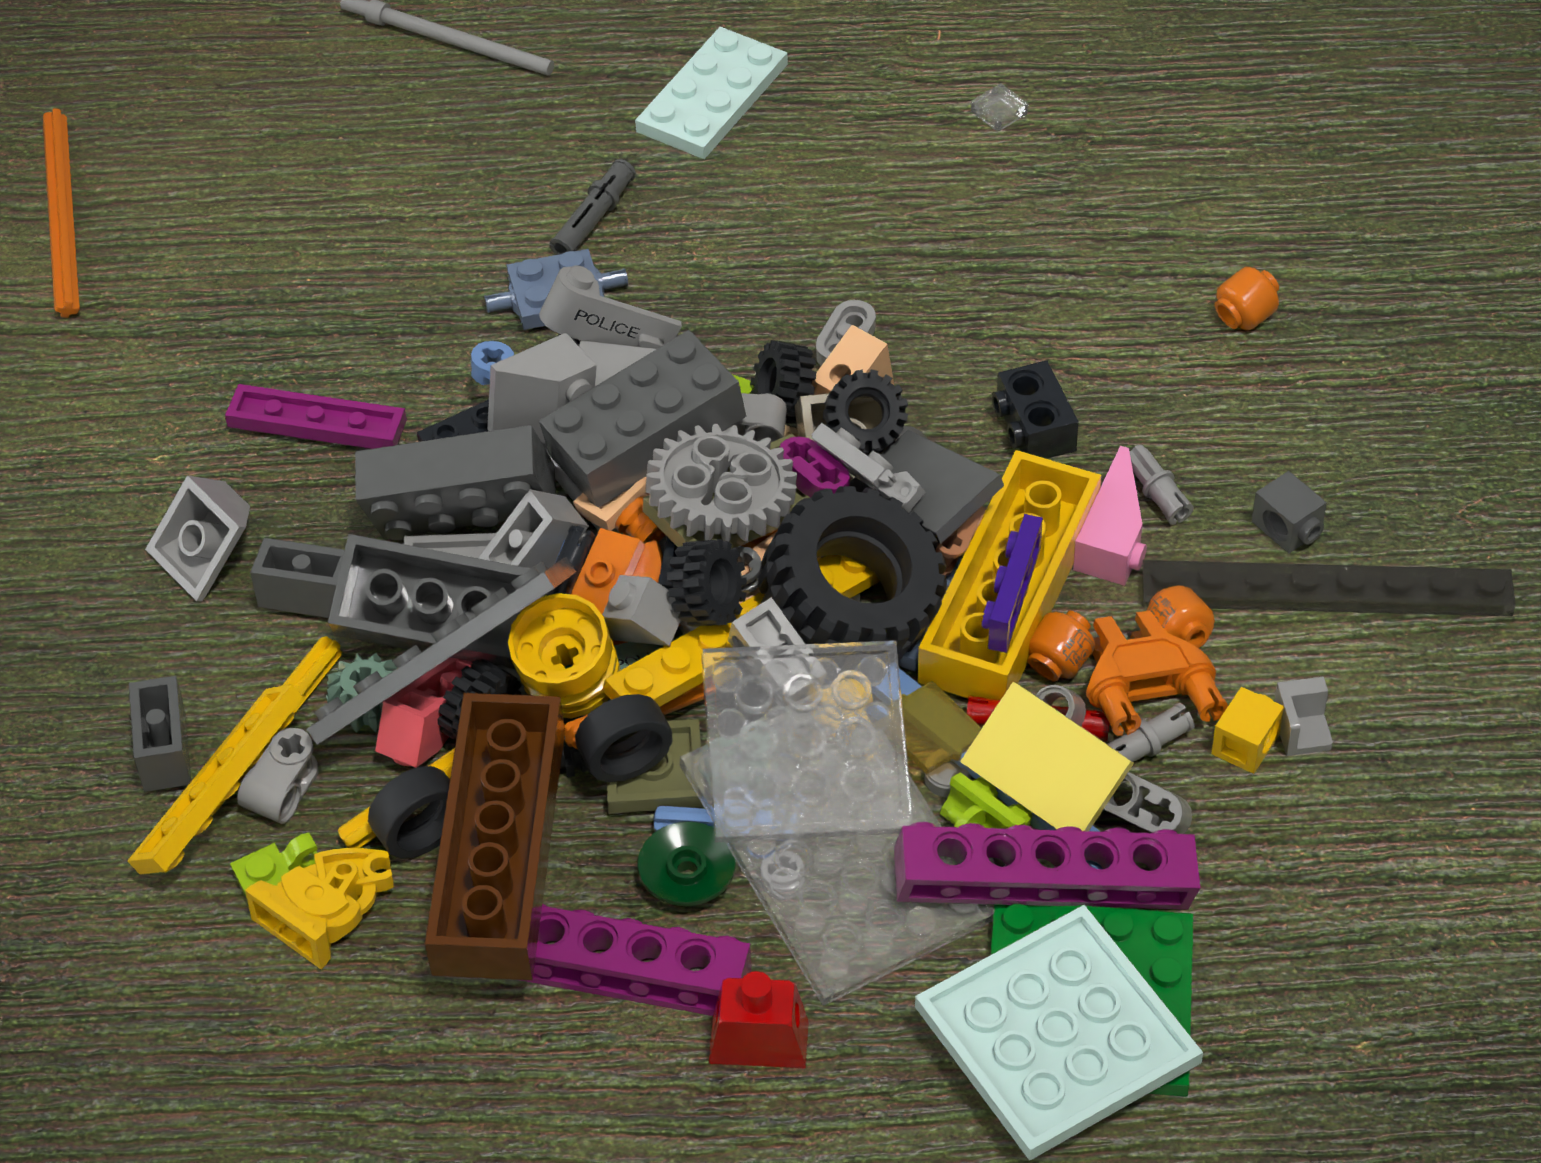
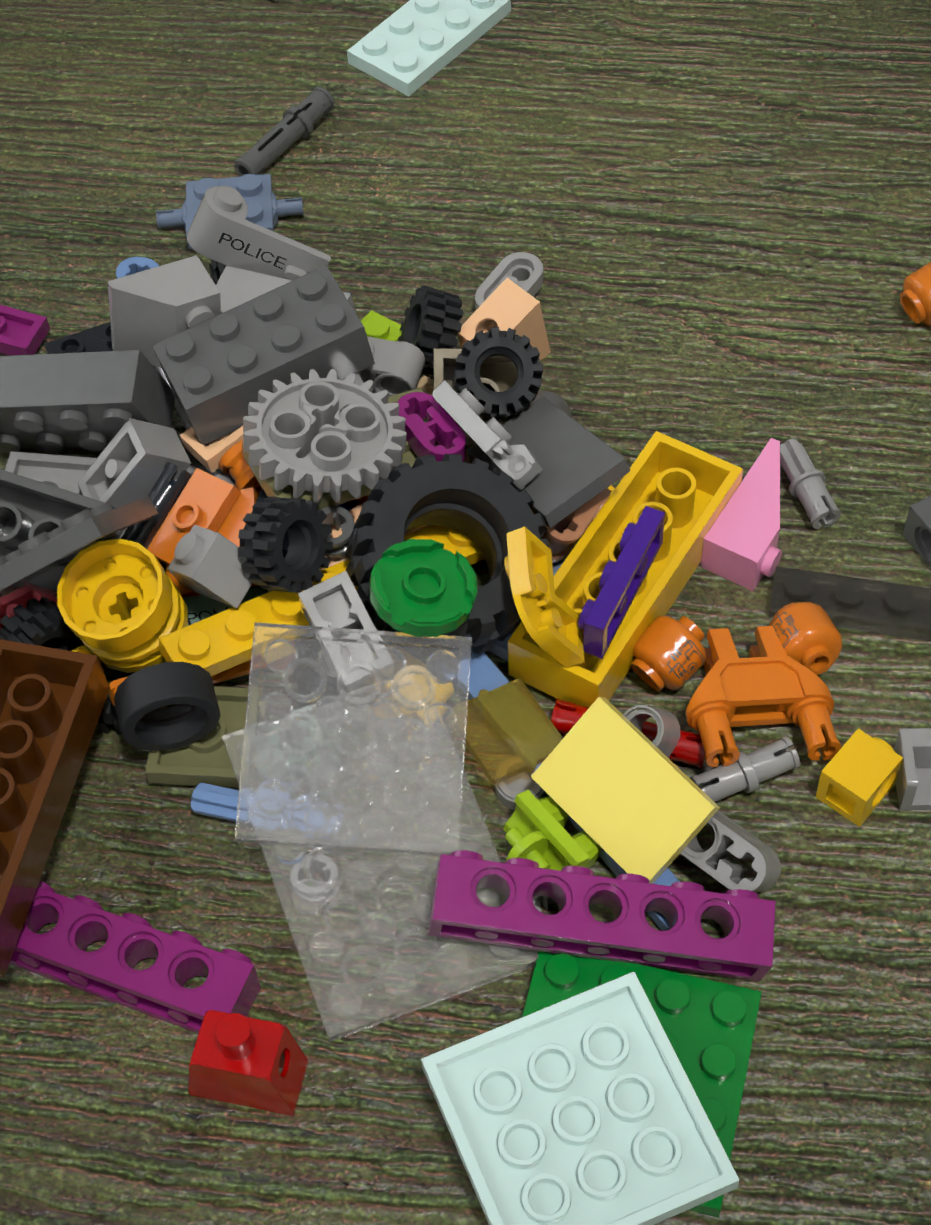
camera: 10 degrees right, 5 degrees up
(684, 848) = (196, 841): dark green dish -> none
(845, 603) = (423, 588): none -> green tile
(955, 618) = (543, 614): none -> yellow plate
(999, 107) = (712, 71): clear tile -> none
(1036, 411) = (690, 390): black brick -> none

